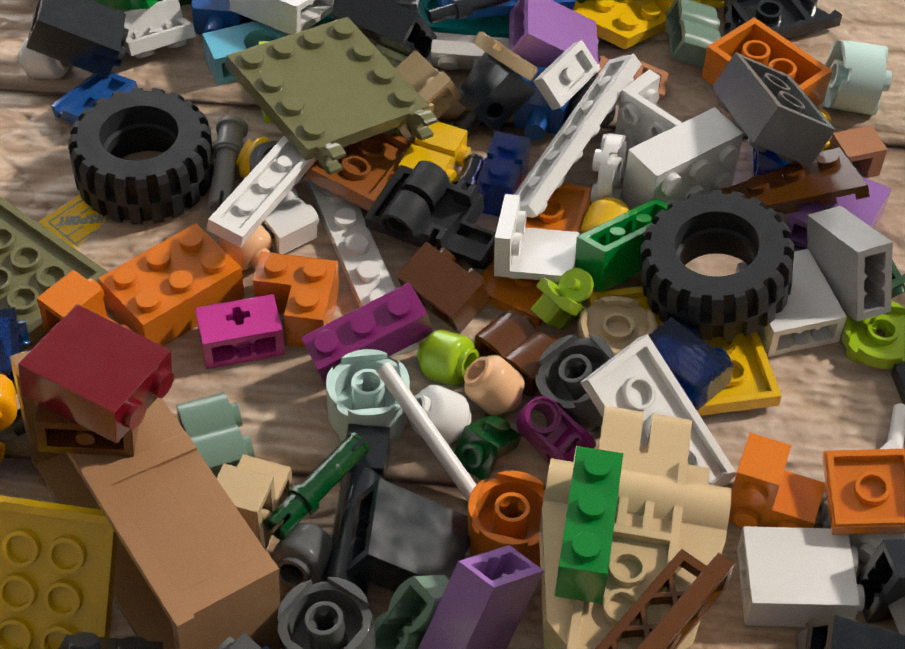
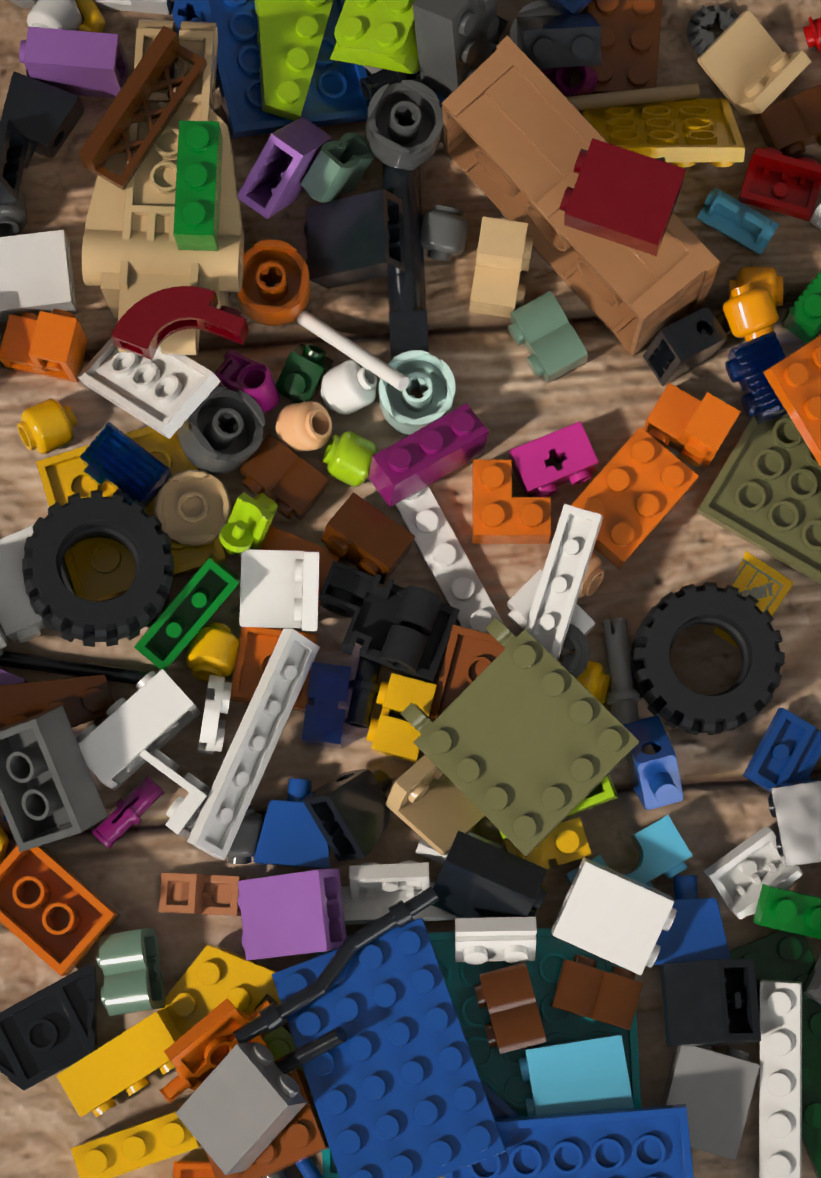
camera: 175 degrees right, 30 degrees up
(216, 94) = (654, 775): none -> blue torso
(305, 498) = (446, 267): dark green pin -> none
(505, 55) = (341, 834): tan tile -> none
(567, 75) = (270, 833): white plate -> none
(626, 415) = (174, 310): none -> dark red arch
(771, 420) = (47, 426): none -> yellow head

